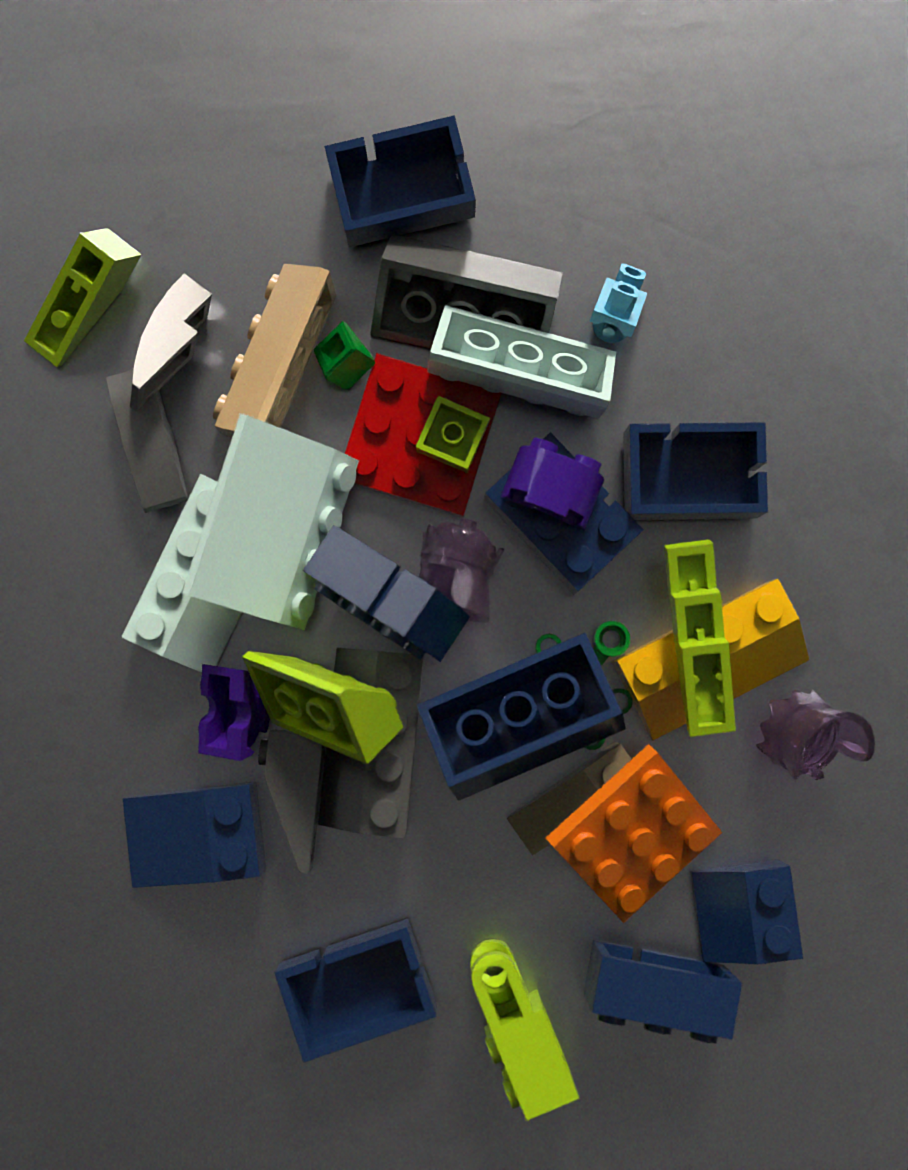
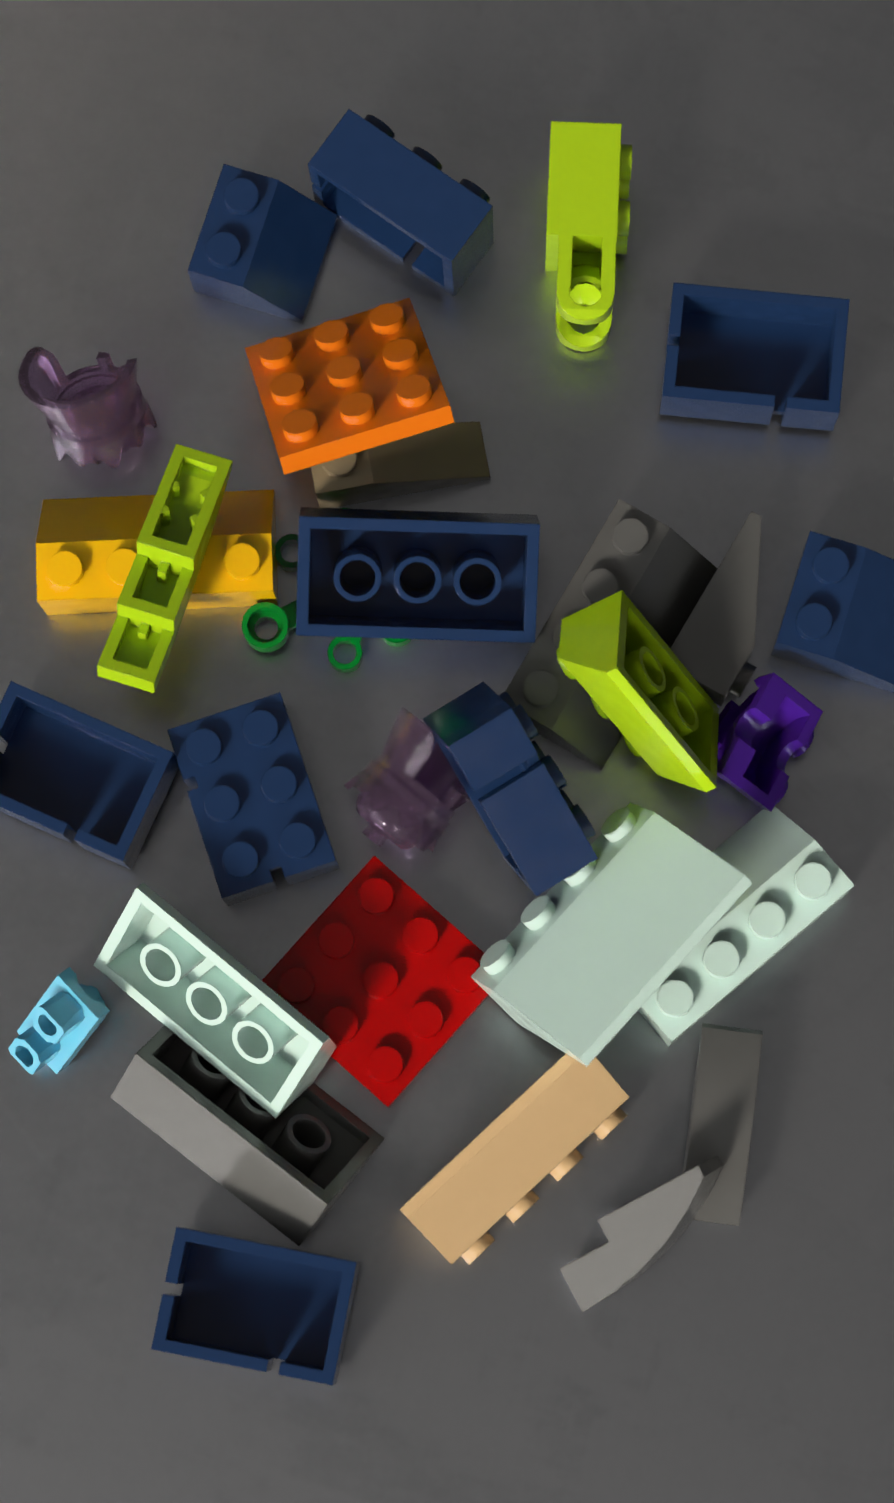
camera: 145 degrees left, 5 degrees down
(81, 293) = (726, 1351): lime slope -> none
(343, 356) = (431, 1122): green slope -> none
(452, 434) = (341, 951): lime piece -> none
(554, 482) = (252, 827): dark purple cylinder -> none

